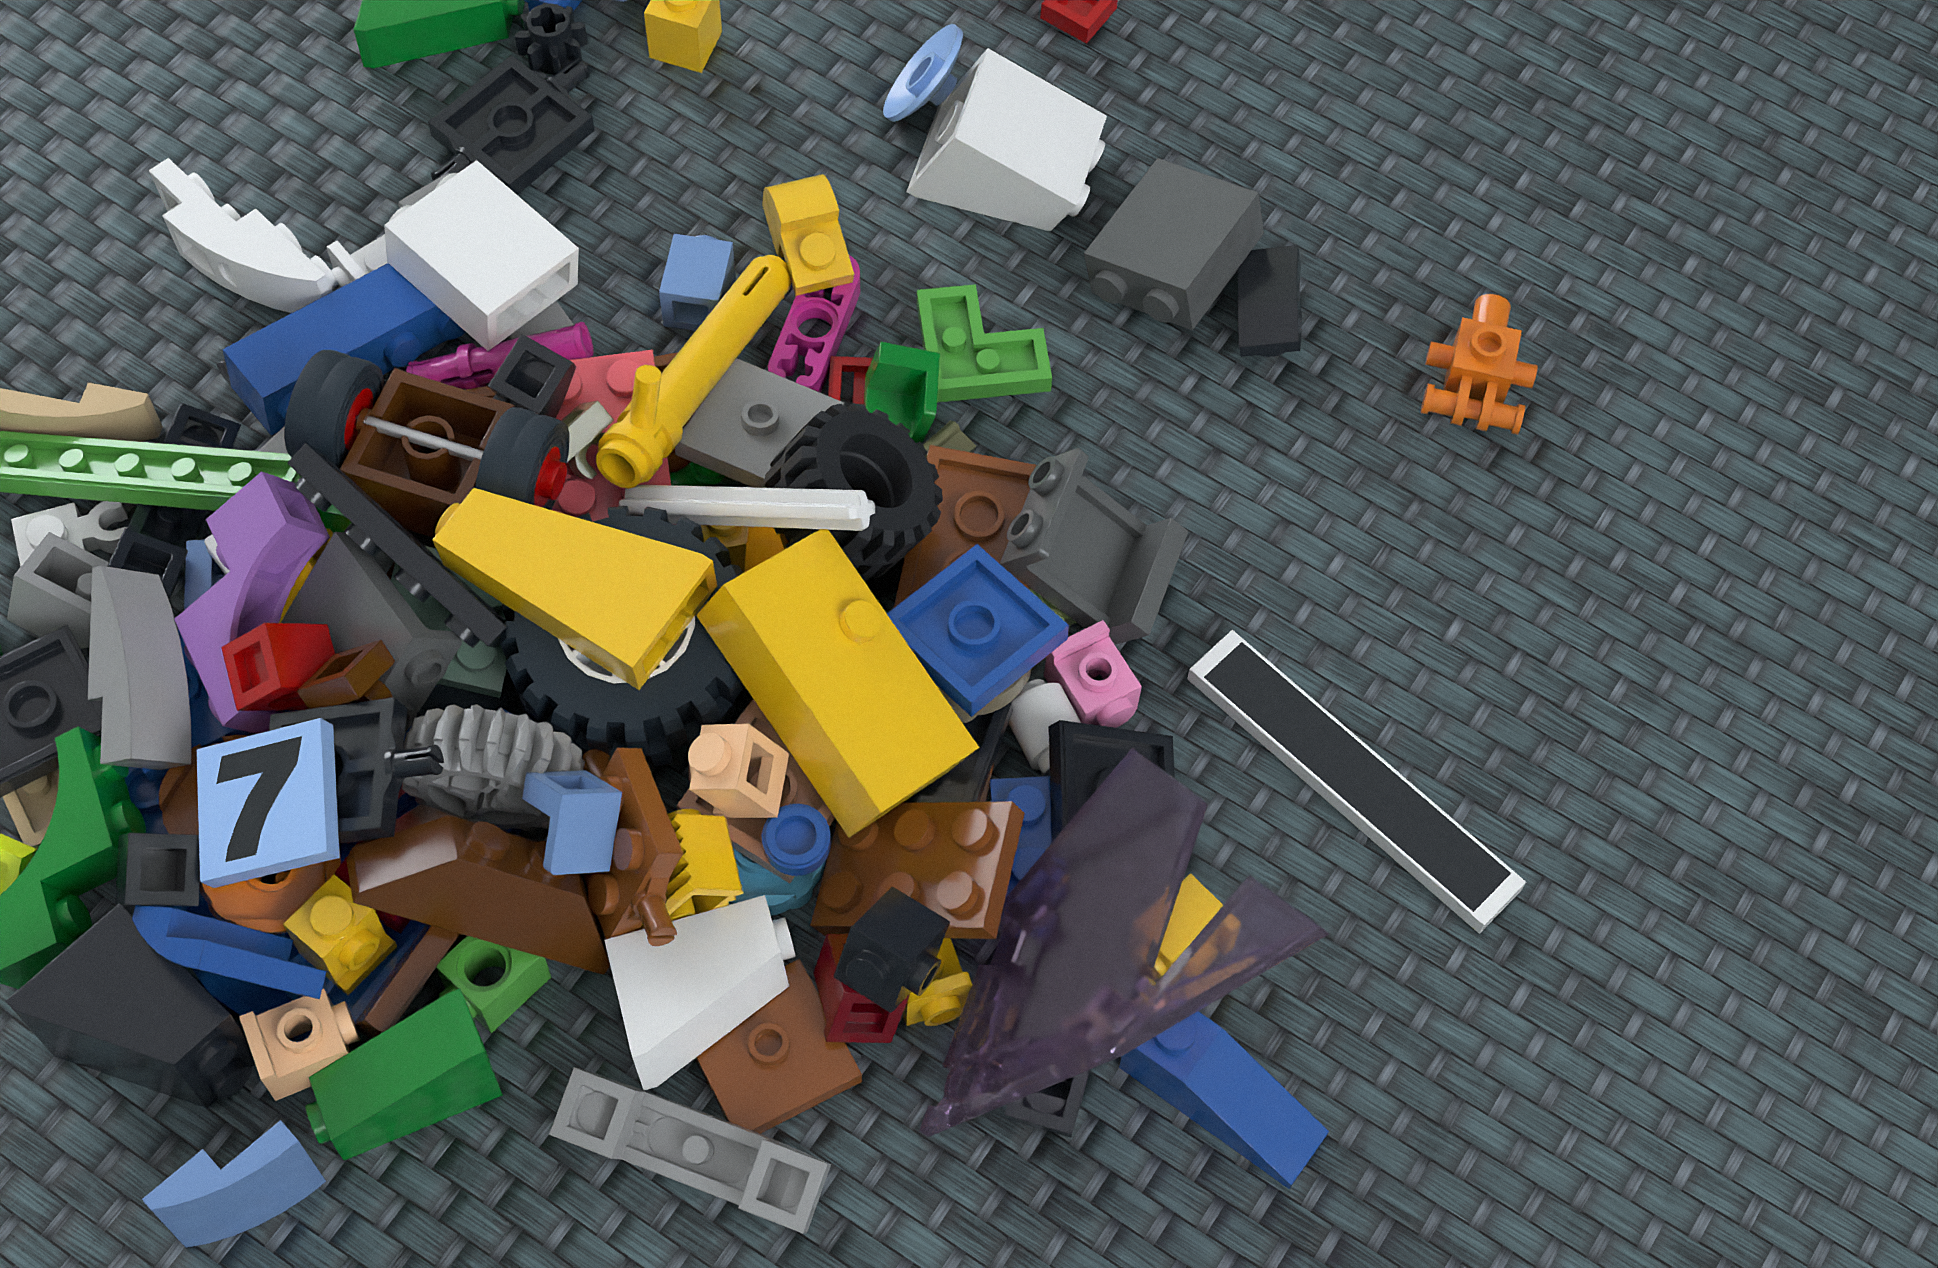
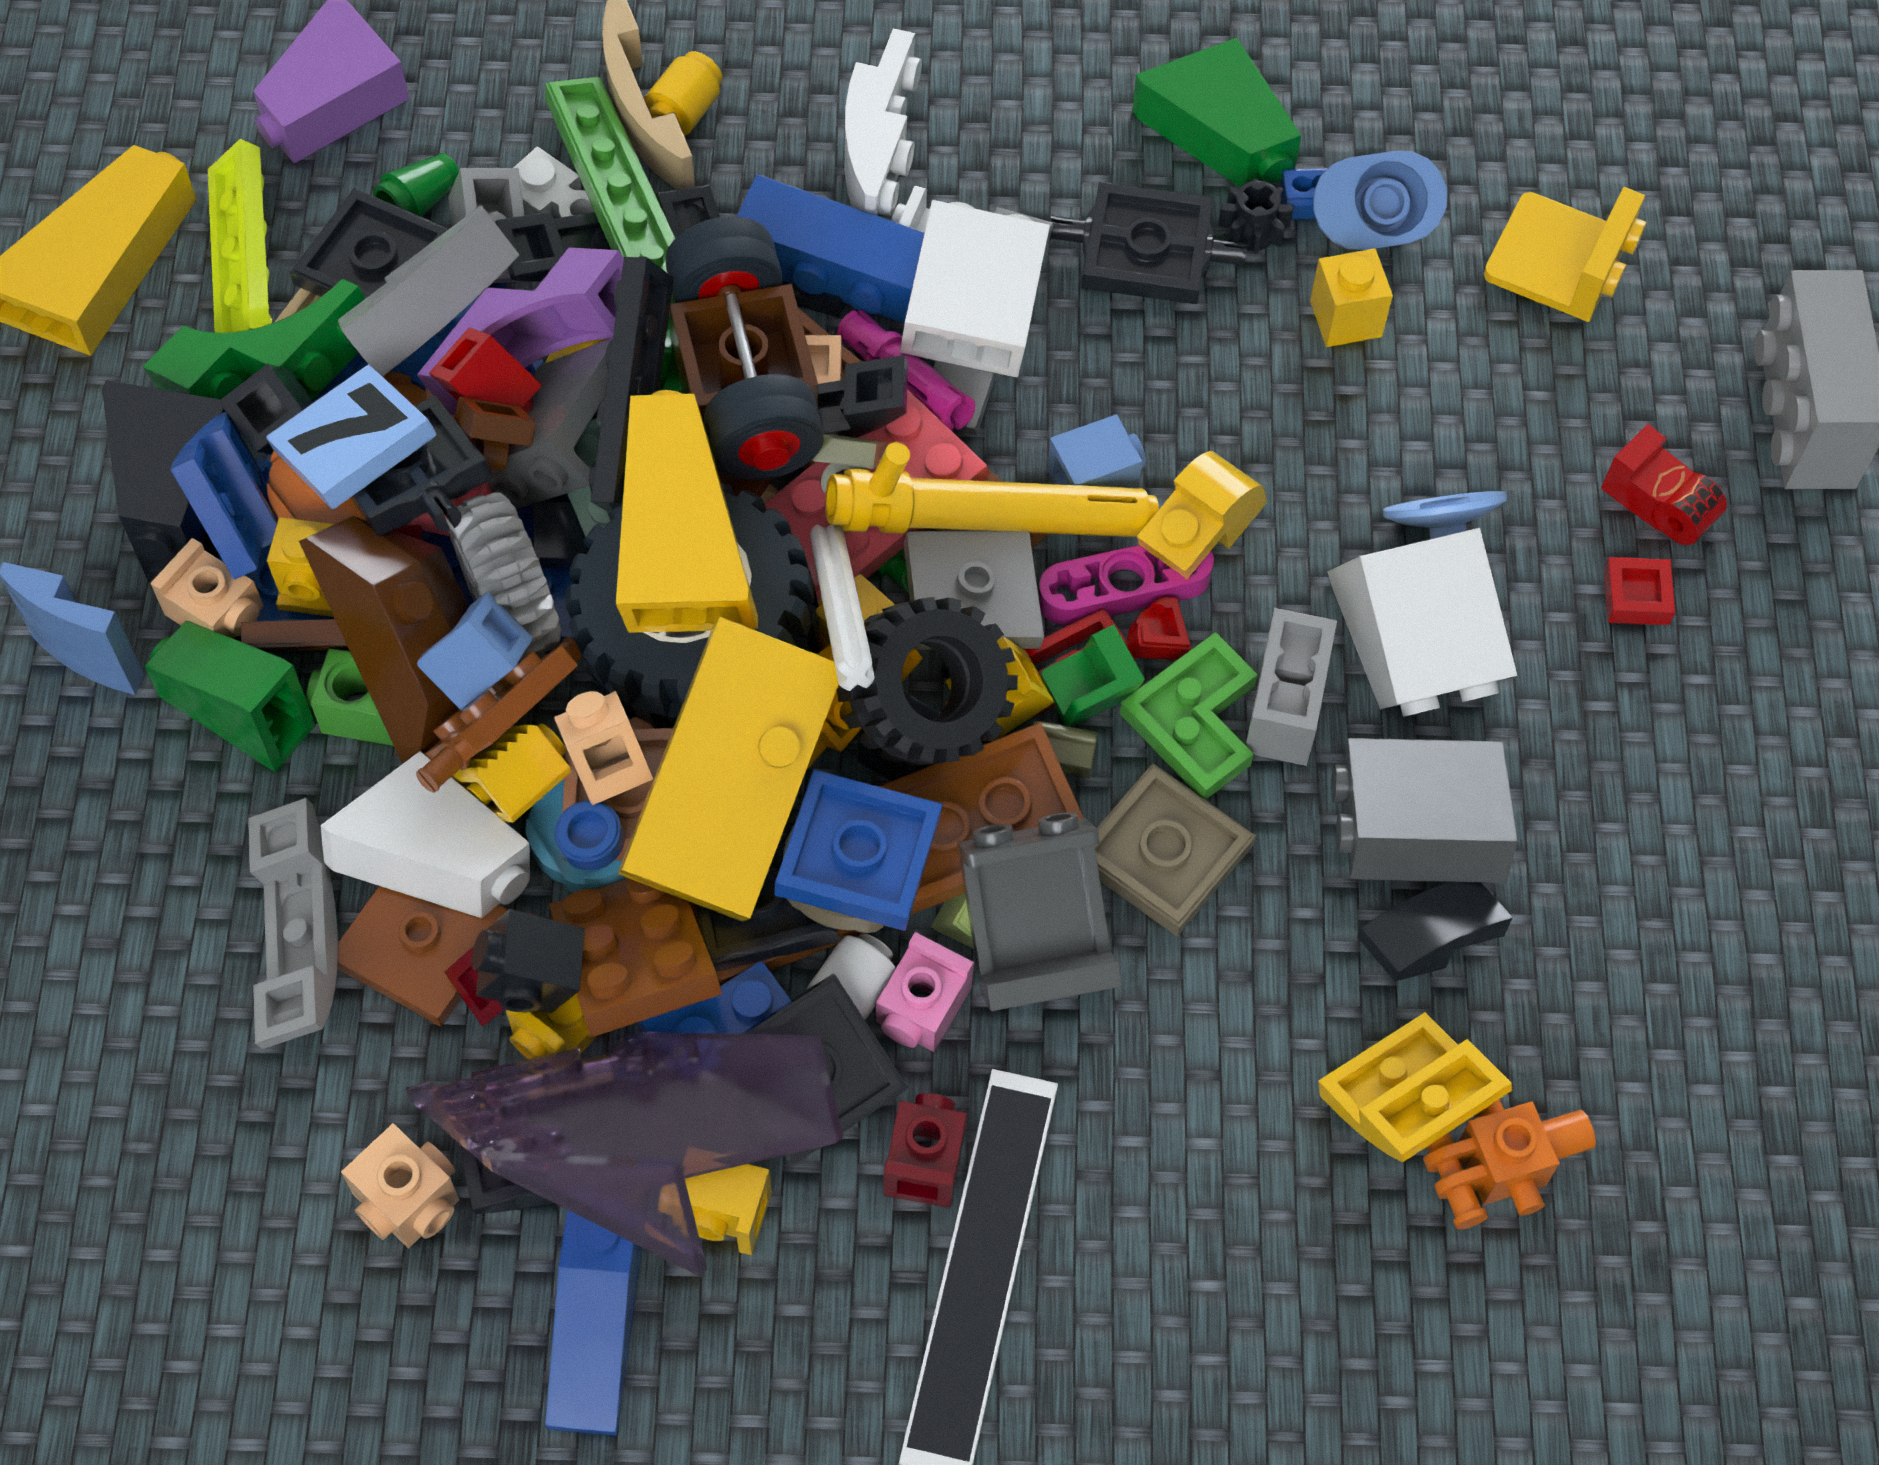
camera: 60 degrees right, 0 degrees up
(58, 363) = (686, 90): none -> yellow brick
(877, 325) = (1159, 632): none -> red tile
(1009, 264) = (1291, 686): none -> light grey brick
(1016, 1182) = (402, 1187): none -> light nougat brick
(1080, 416) = (1168, 849): none -> dark tan tile
(1231, 775) = (925, 1172): none -> dark red brick
(1399, 390) = (1413, 1088): none -> yellow slope

